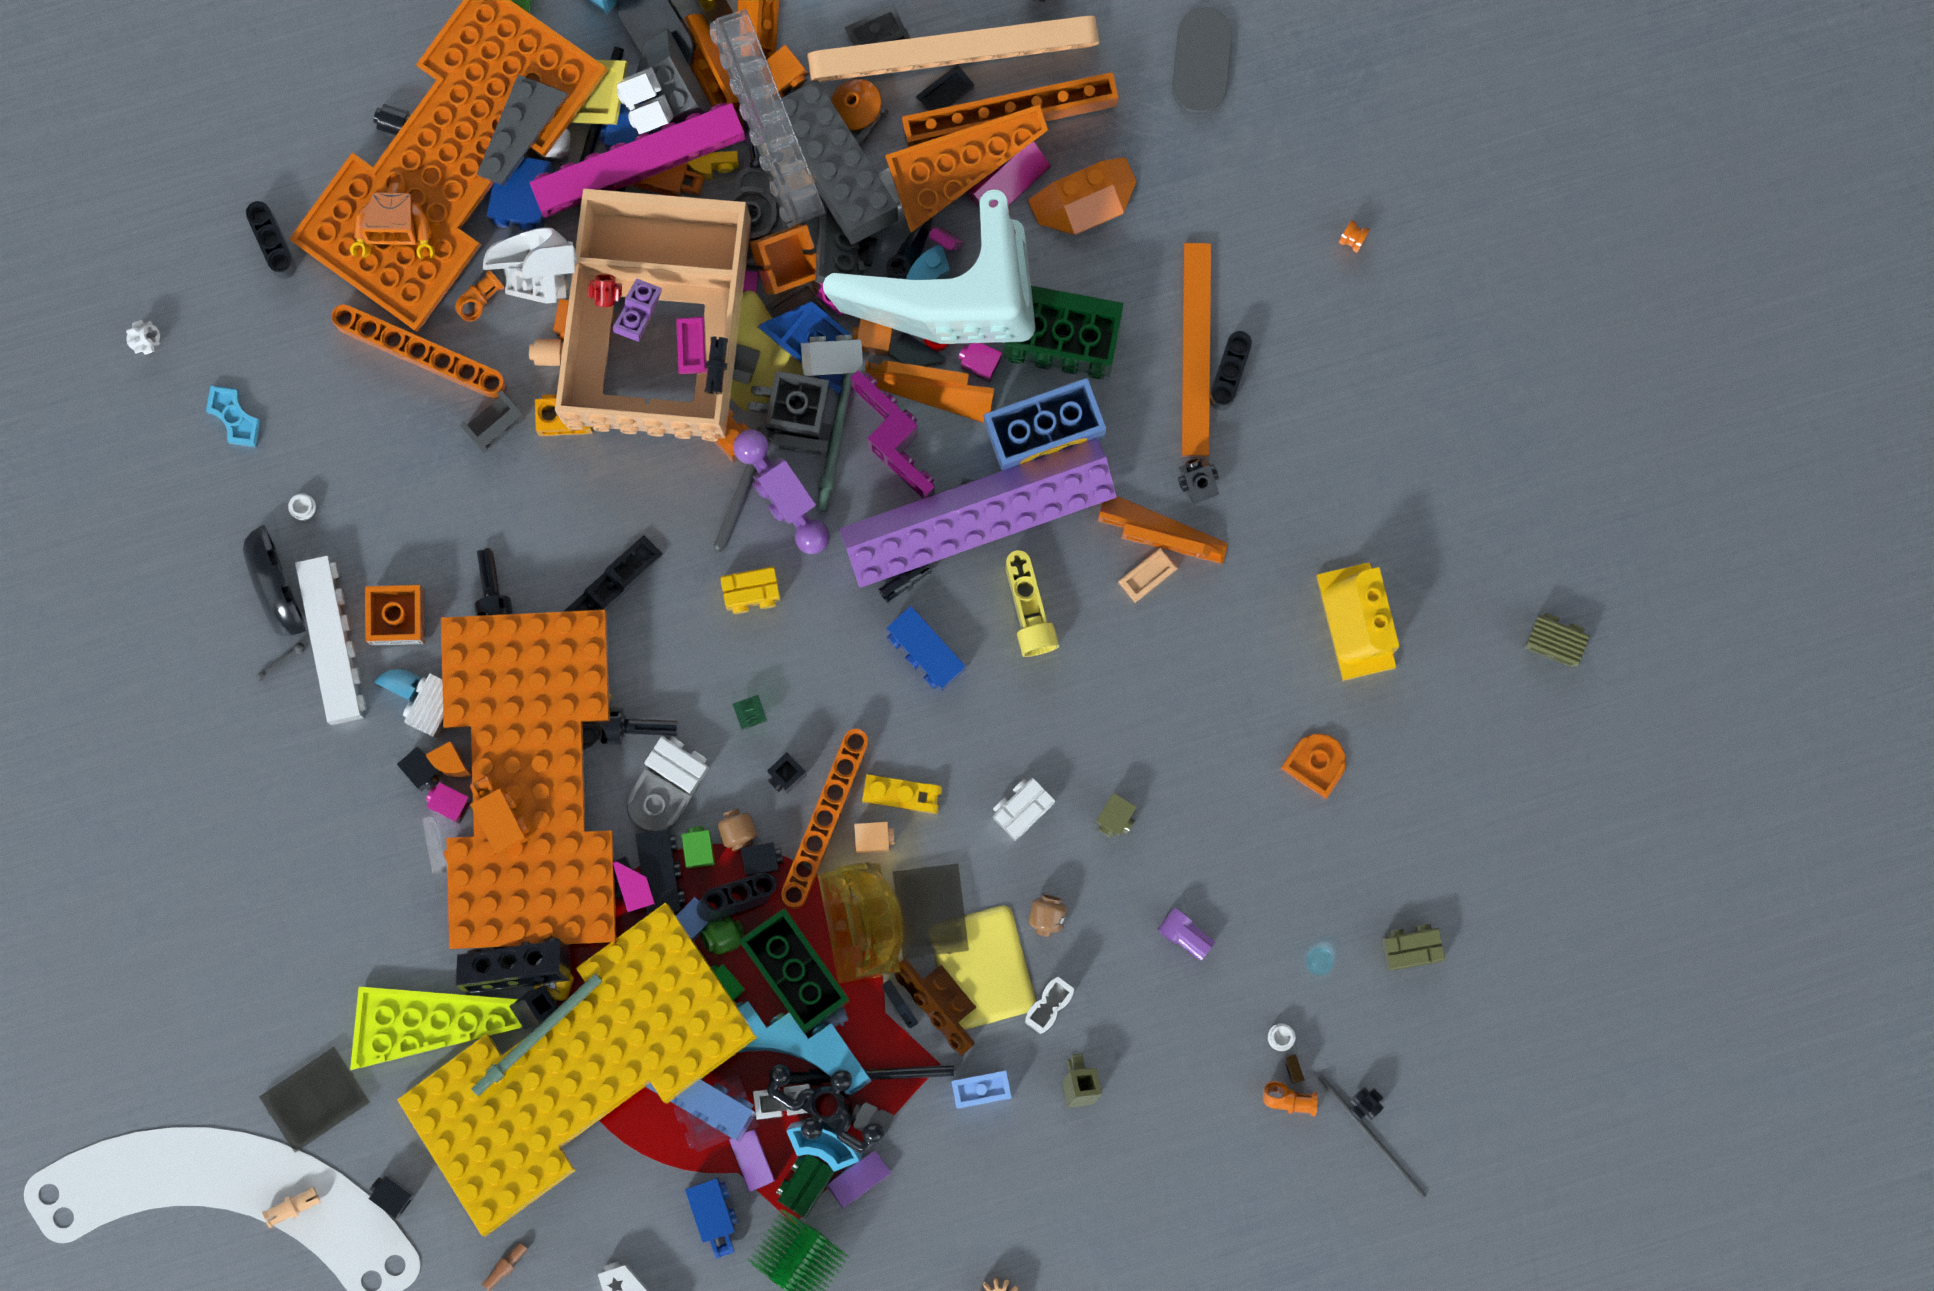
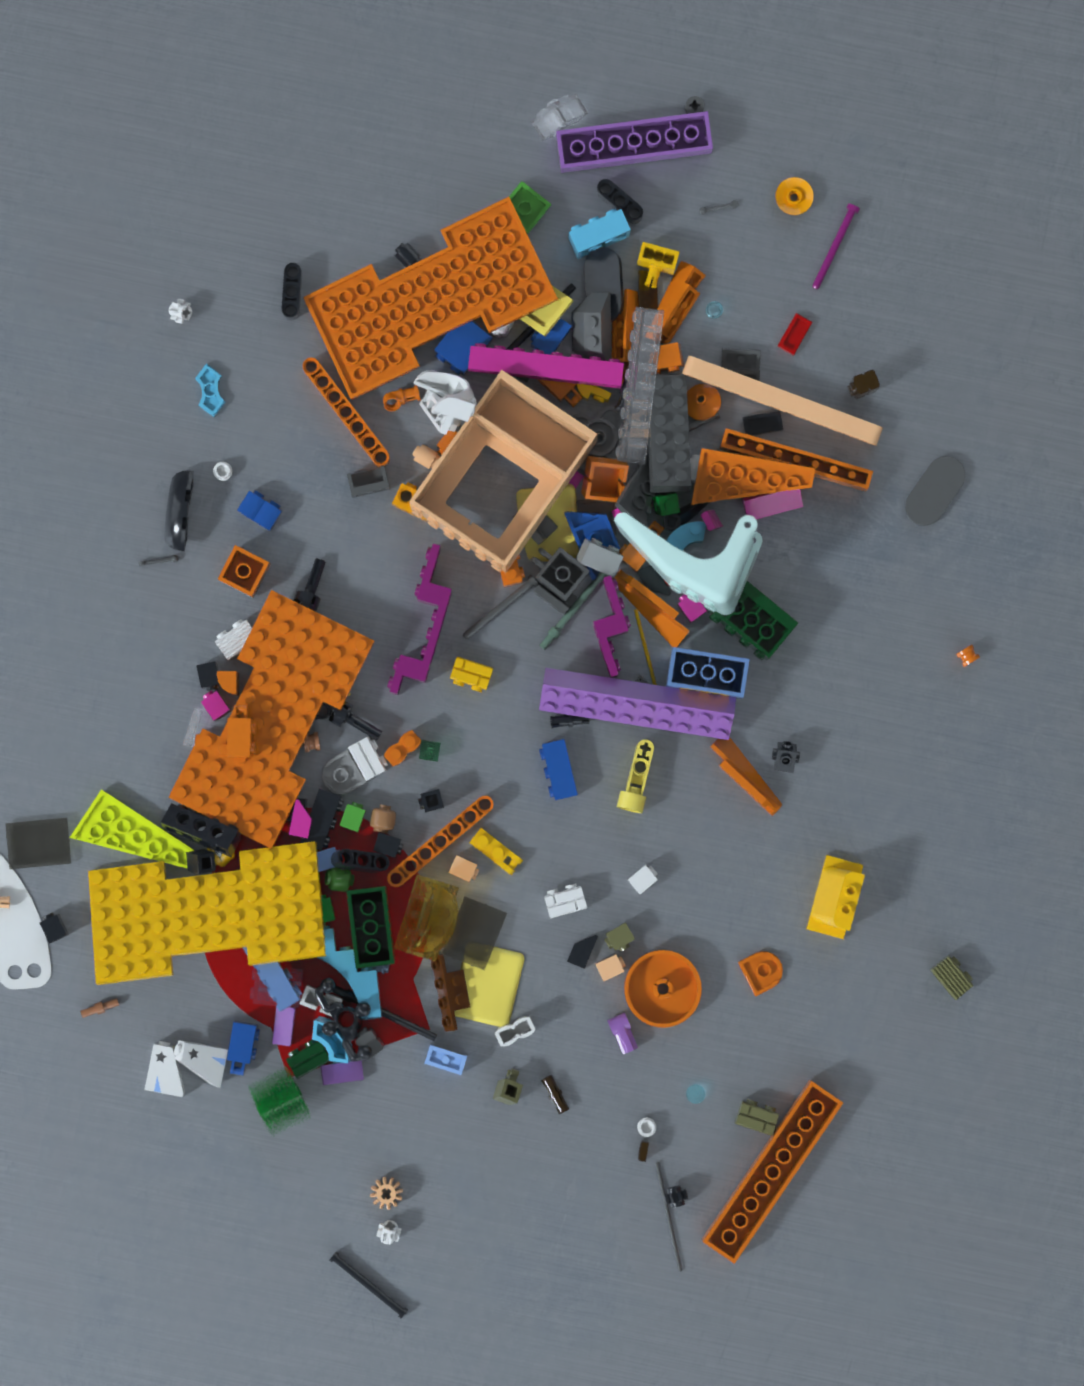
camera: 20 degrees right, 5 degrees up
(330, 641) = (196, 564): white brick -> none
(374, 529) = (260, 510): none -> blue brick
(391, 220) = (373, 323): orange torso -> none
(400, 682) = (225, 614): medium azure brick -> none
(497, 1072) = (157, 889): sand green bar -> none
(522, 120) = (486, 304): dark grey wing -> none
(595, 783) = (312, 742): none -> nougat wheel
(604, 290) = (479, 443): red gear -> none
(618, 577) = (392, 622): black slope -> none
(637, 310) = (493, 466): medium lavender slope -> none
(640, 88) = (569, 338): white piece -> none
(649, 517) = (431, 595): none -> magenta bracket
(672, 1261) = (203, 1060): none -> white slope
(691, 345) = (515, 507): dark pink tile -> none
(716, 365) = (523, 529): black pin -> none
(717, 721) = (398, 752): none -> orange brick
(783, 490) = (524, 624): medium lavender brick -> none
(879, 248) = (666, 503): none -> green brick
(899, 1004) = (424, 979): black tile -> none
(947, 439) = (645, 647): none -> yellow axle
(1047, 915) = (544, 974): medium nougat head -> none
(1079, 861) = (581, 951): none -> black tile
(1085, 197) = (813, 540): orange wedge -> none
(1105, 727) = (643, 878): none -> white brick
(1125, 860) = (610, 967): none -> light nougat brick
(1143, 1059) = (555, 1094): none -> dark brown pin
(1147, 575) = (721, 798): light nougat tile -> none
(1196, 349) = (829, 673): orange tile -> none
(1210, 822) = (682, 993): none -> orange piece
(1238, 360) = (852, 696): black beam -> none
(1290, 1099) = (631, 1169): orange connector -> none
(1469, 1005) = (772, 1171): none -> orange brick

